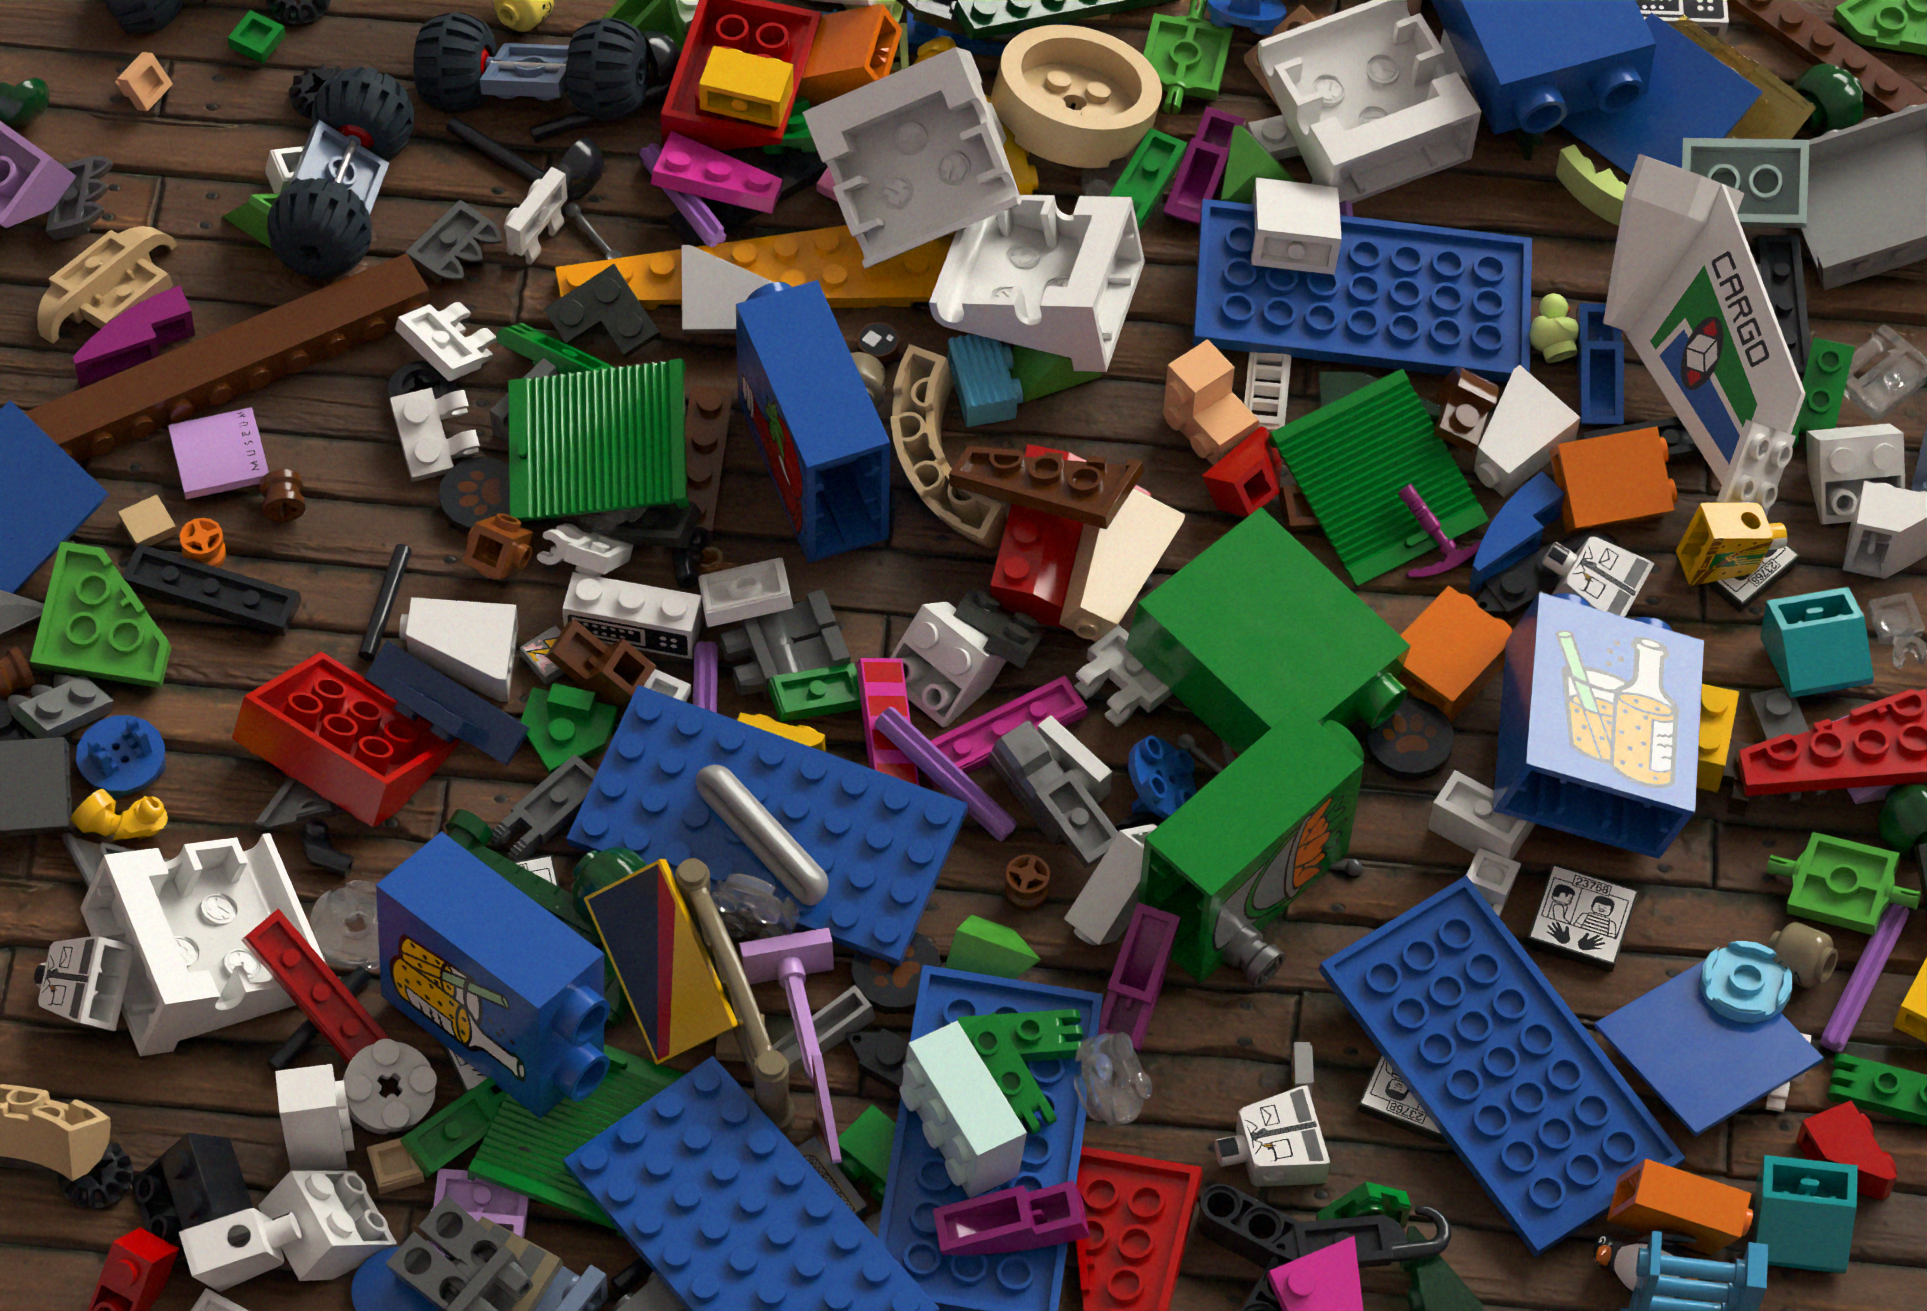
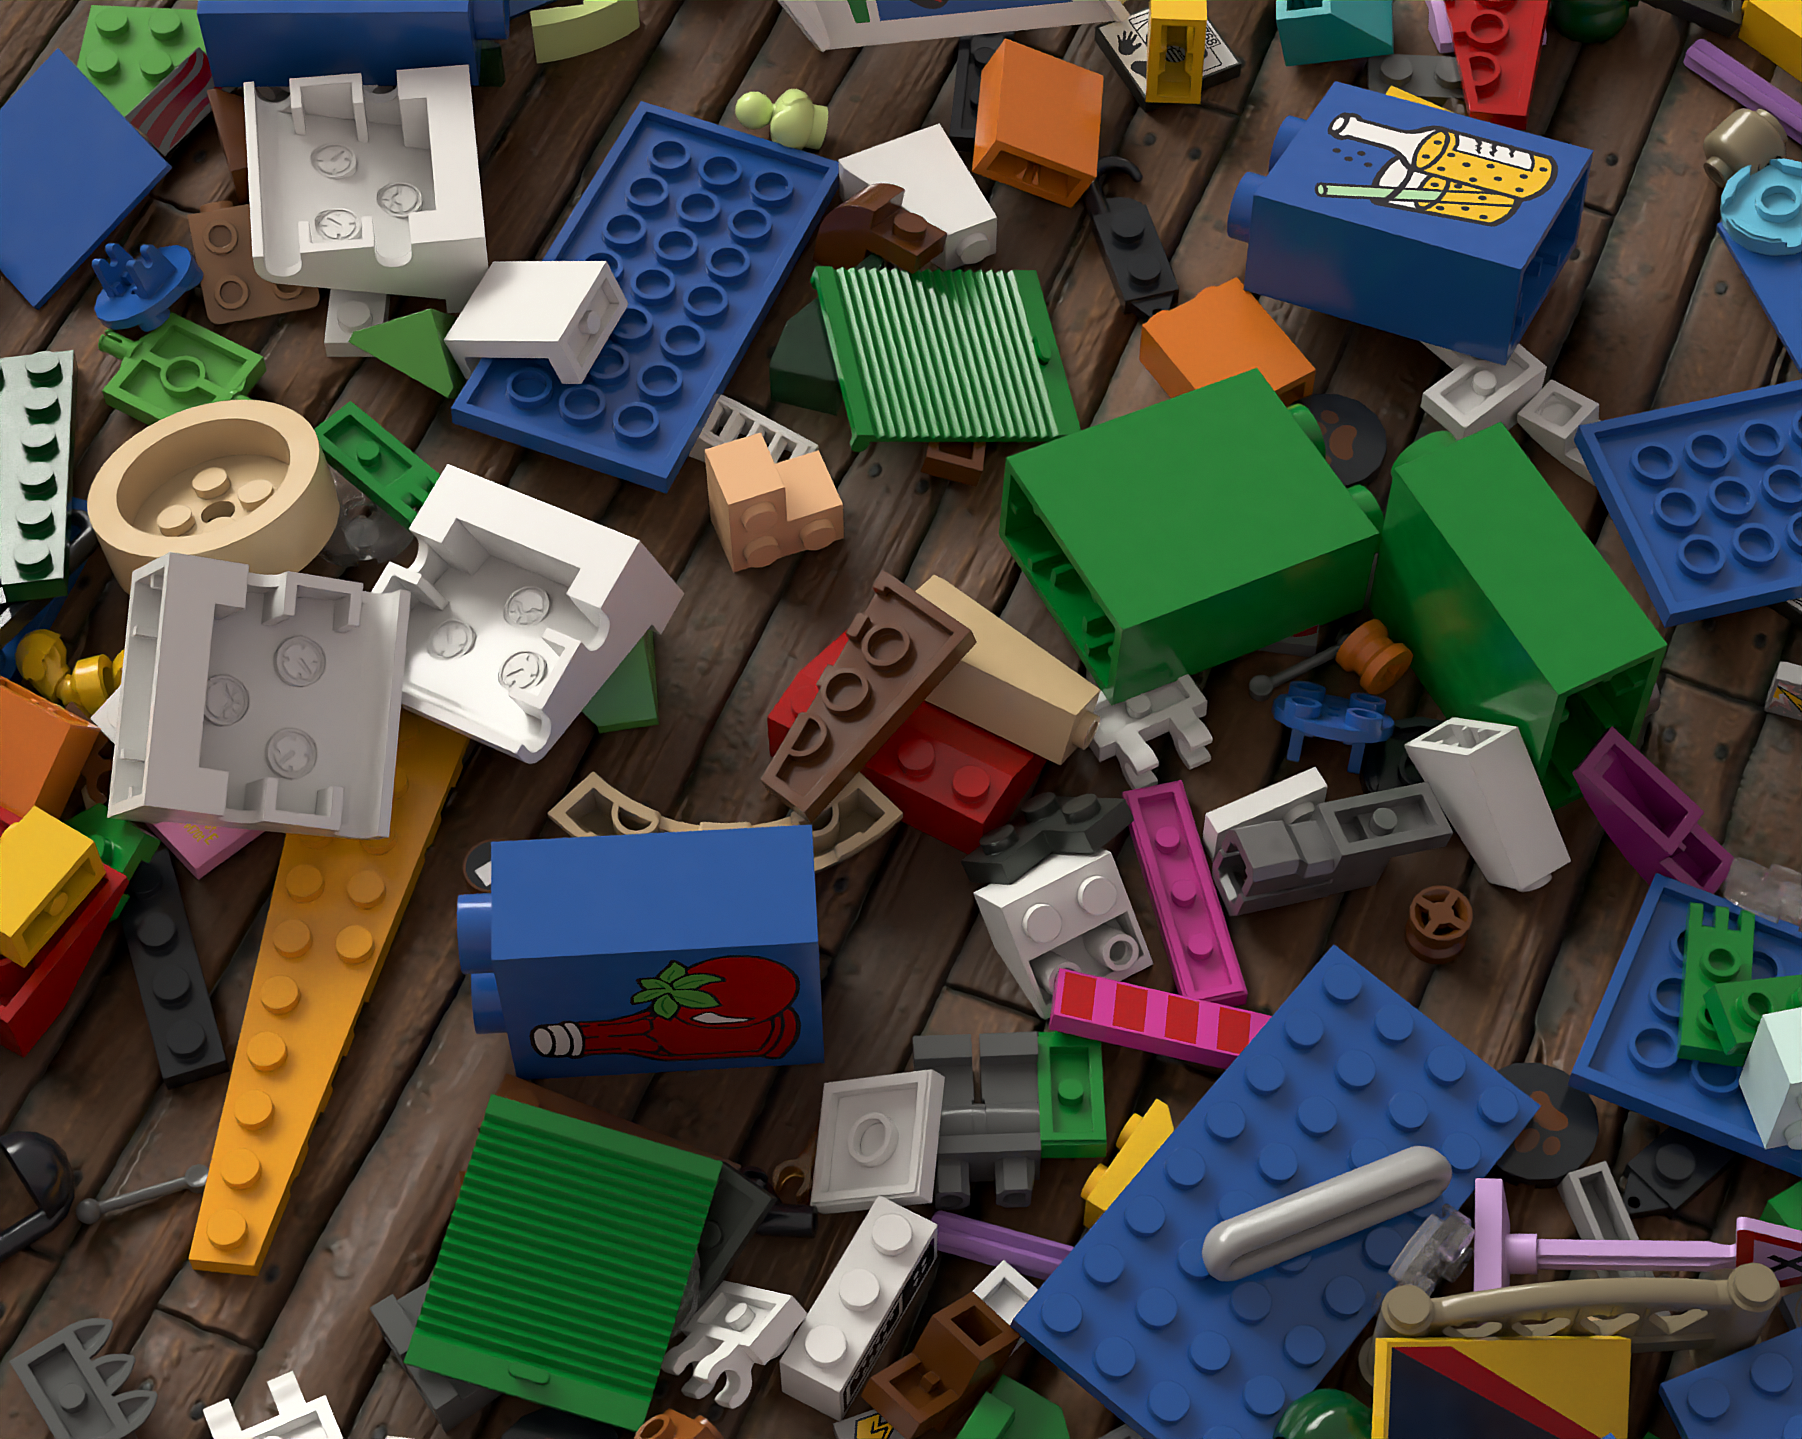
camera: 70 degrees left, 0 degrees up
(539, 209) = (90, 1238): white plate -> none
(539, 345) = (344, 1304): green hinge -> none
(606, 302) = (290, 1198): pearl dark grey plate -> none
(689, 205) = (147, 1043): medium lavender axle -> none
(712, 291) = (358, 1034): white slope -> none
(714, 175) = (139, 990): dark pink wing -> none
(945, 773) = (1249, 971): medium lavender axle -> none
(983, 379) = (626, 749): medium azure brick -> none
(989, 950) = (1543, 1000): bright green slope -> none
(1203, 166) = (340, 374): magenta slope -> none
(1246, 476) = (893, 494): red slope -> none
(1432, 526) = (1069, 322): magenta piece -> none
(1517, 528) = (1066, 247): blue slope -> none
(1582, 917) = (1631, 347): tile -> none
(1599, 368) = (855, 91): blue slope -> none
(1599, 574) = (1179, 181): white torso -> none
(1843, 883) = (1656, 83): bright green plate -> none

